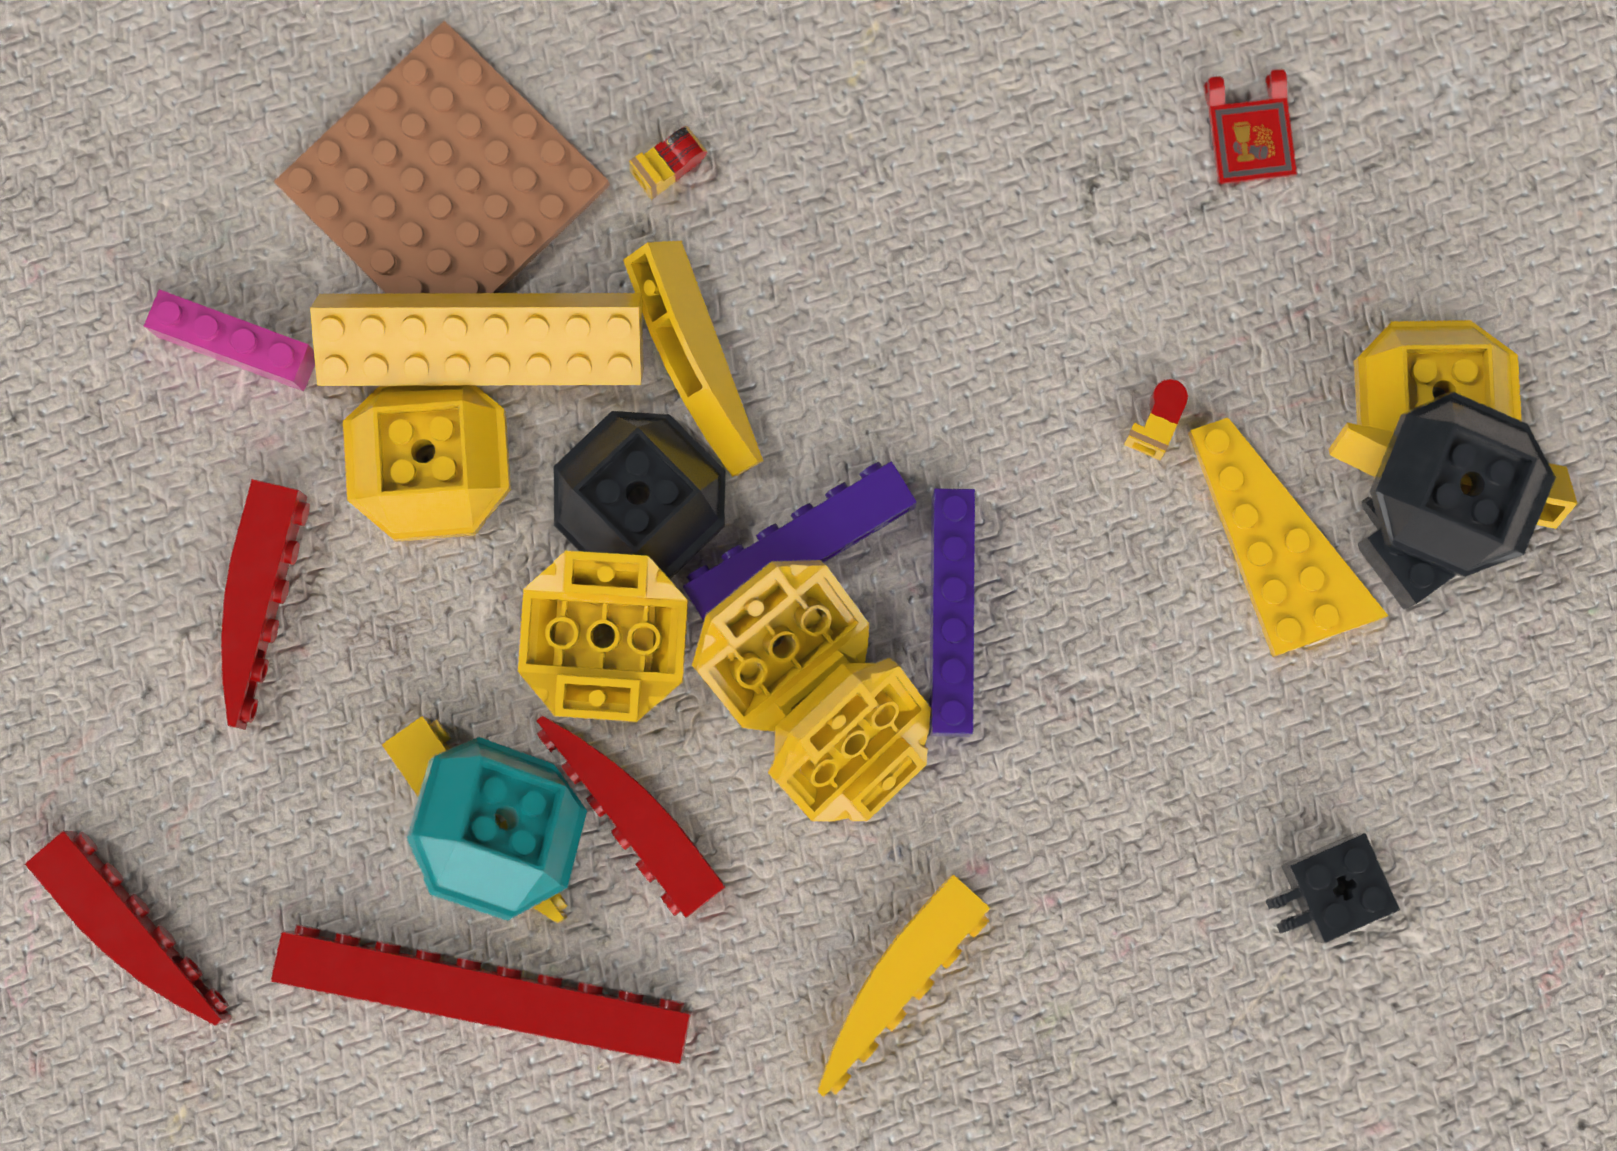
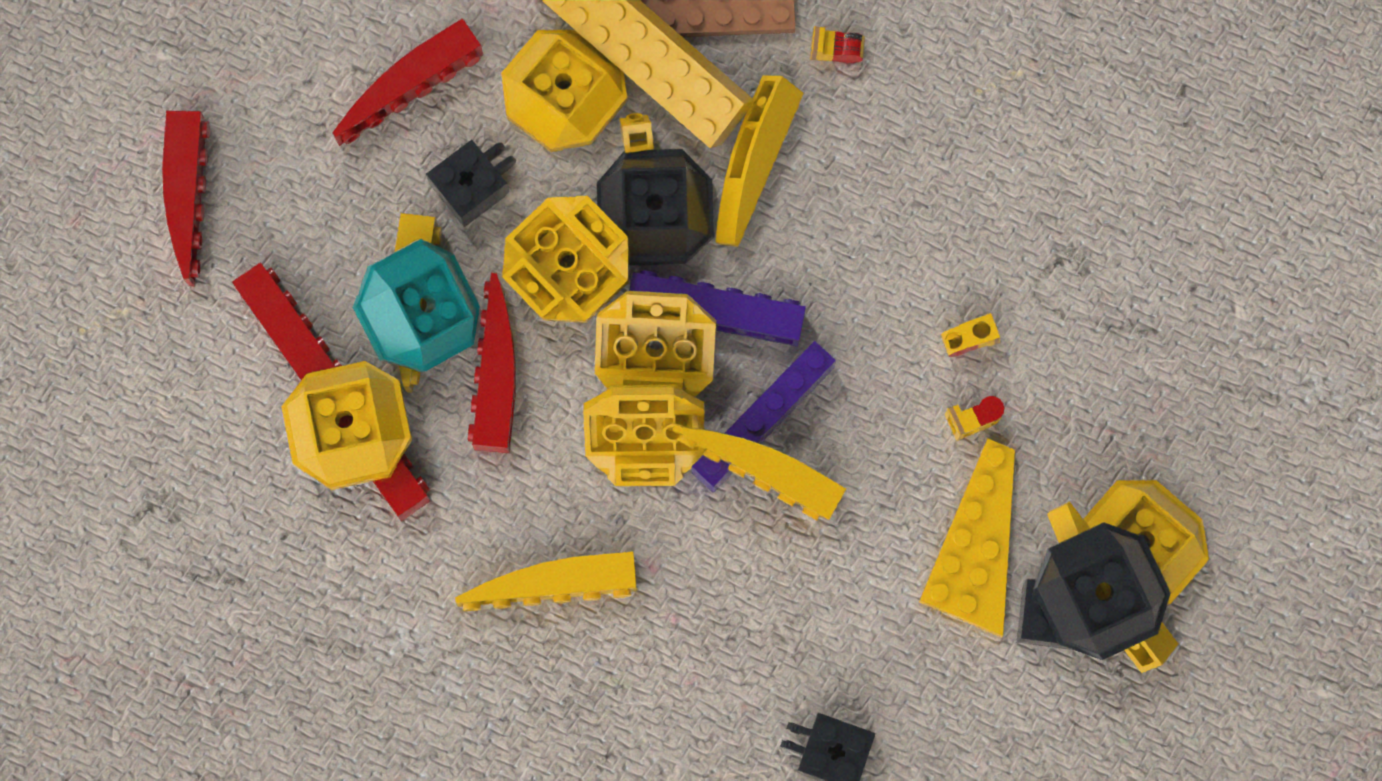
camera: 45 degrees right, 5 degrees down
(407, 623) = (474, 165): none -> black hinge
(541, 430) = (636, 127): none -> yellow brick
(583, 1013) = (352, 454): none -> yellow piece
(1011, 663) = (770, 469): none -> yellow slope
(1080, 340) = (971, 336): none -> yellow leg
(1253, 136) = (1173, 313): red flag -> none

